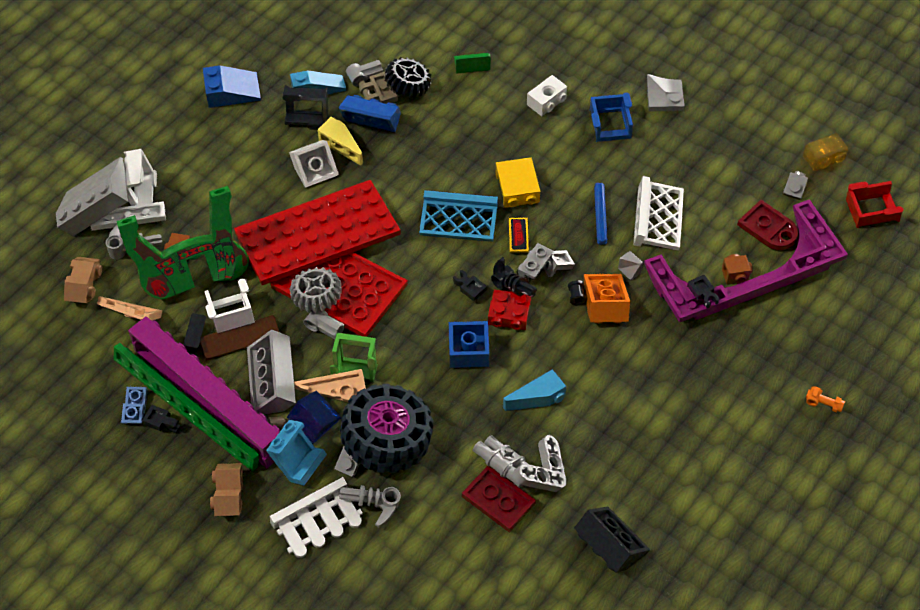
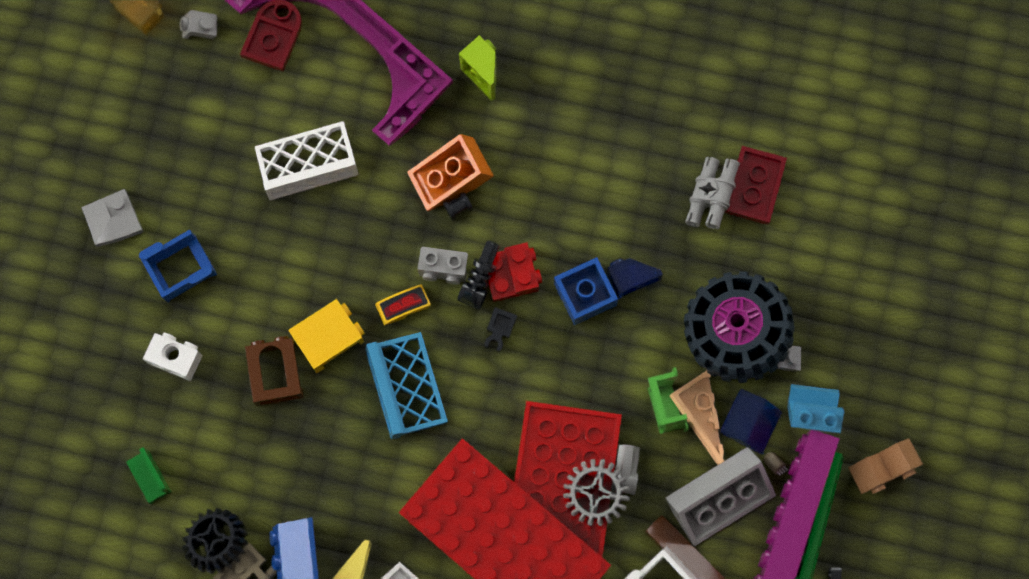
camera: 110 degrees left, 20 degrees up
(305, 518) = (860, 372): white fence -> none
(375, 497) = (817, 305): light grey piece -> none
(467, 381) = (631, 276): none -> clear blue slope
(490, 149) = (292, 391): none -> reddish brown panel
(538, 393) = (607, 192): dark azure slope -> none
(552, 477) = (700, 139): light grey beam -> none
(559, 261) = (422, 238): light grey bracket -> none
(600, 208) = (330, 225): blue axle -> none
(610, 538) = (748, 56): black slope -> none
(630, 265) = (394, 163): light grey slope -> none
(681, 341) = (479, 65): none -> lime slope
(703, 289) = (408, 66): black plate -> none
(736, 269) = (351, 48): dark orange brick -> none

